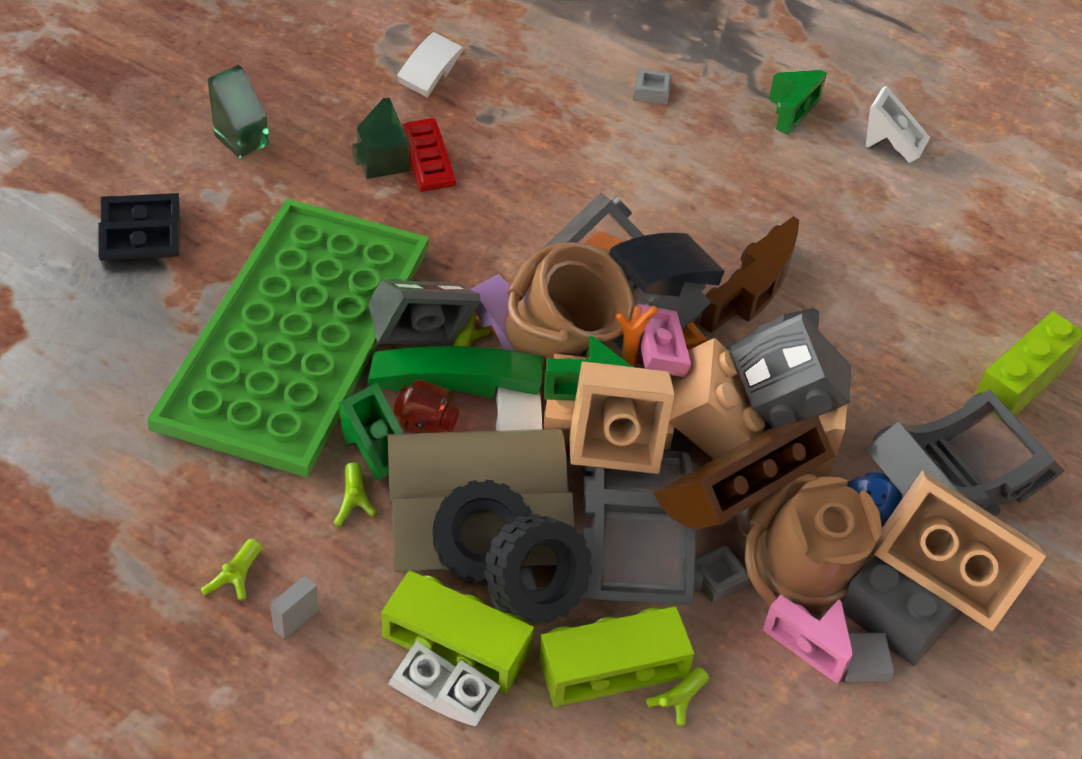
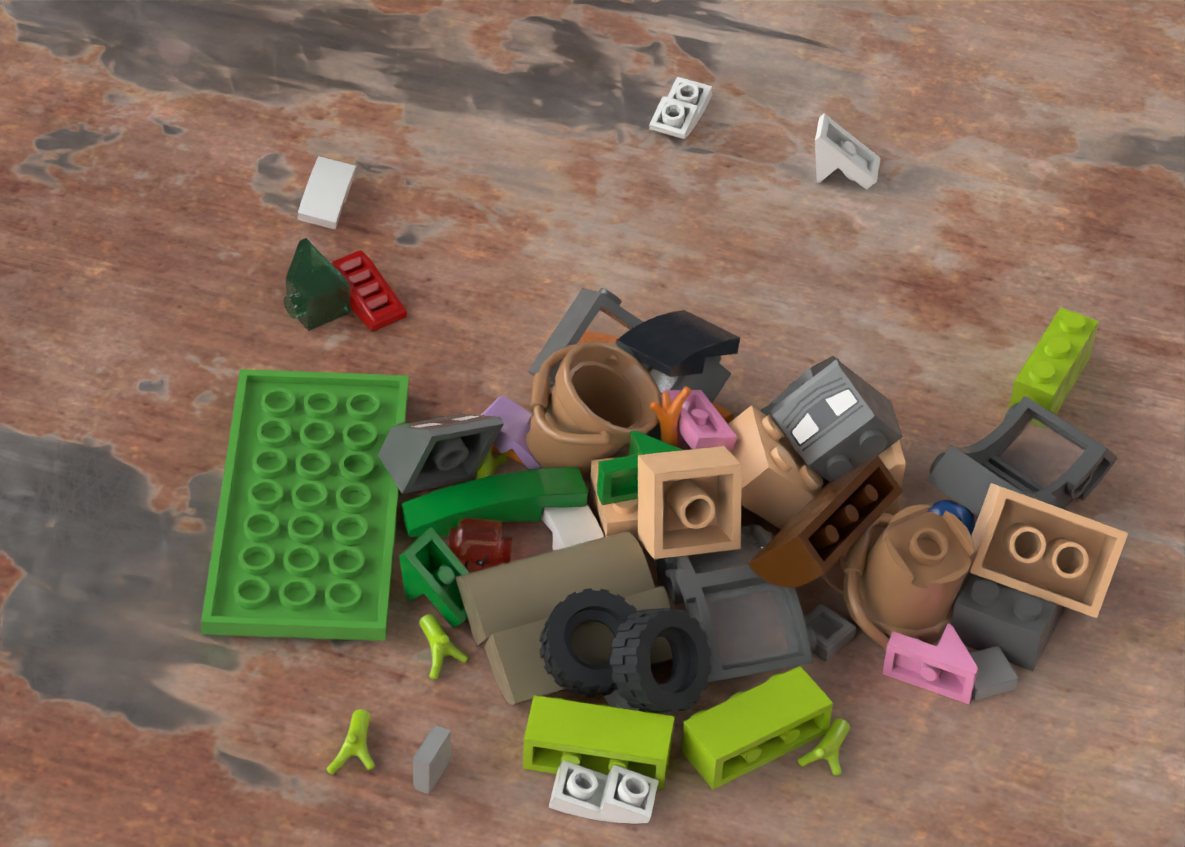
camera: 15 degrees left, 5 degrees down
(139, 226) = (91, 434): black slope -> none
(237, 112) = (148, 291): clear green slope -> none
(652, 86) = (572, 165): light grey tile -> none
(757, 281) = (761, 339): reddish brown slope -> none
(767, 58) = (682, 108): none -> white slope
(795, 96) = (728, 143): green slope -> none

